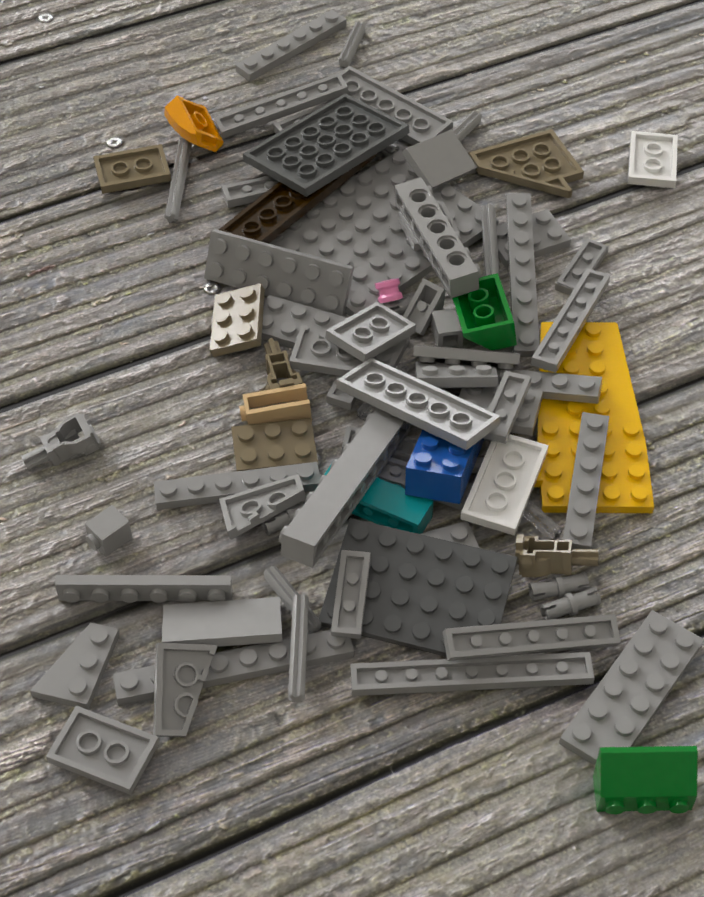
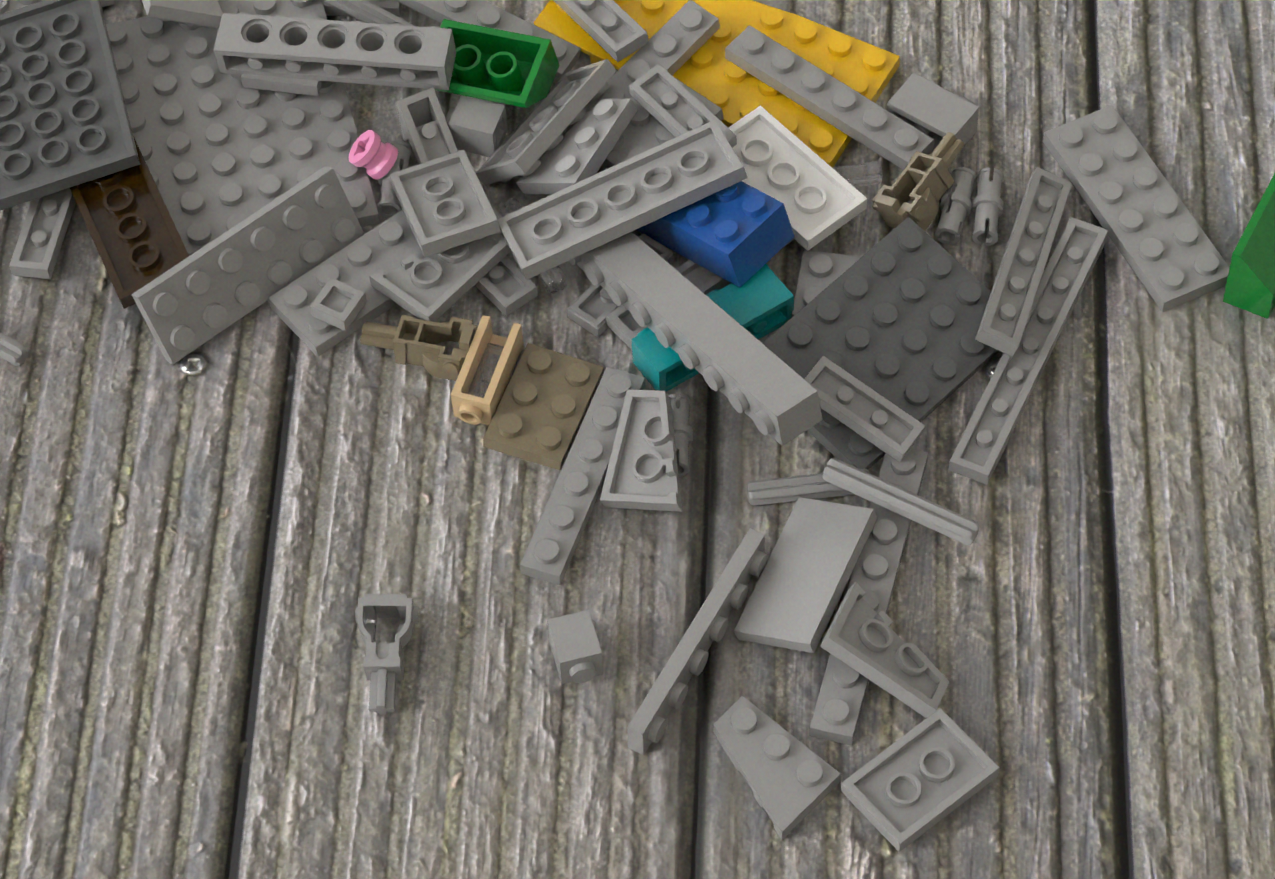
camera: 60 degrees left, 5 degrees up
(237, 320) = (293, 352): plate -> none
(274, 319) = (338, 304): none -> light grey plate
(618, 543) = (934, 110): none -> light grey brick

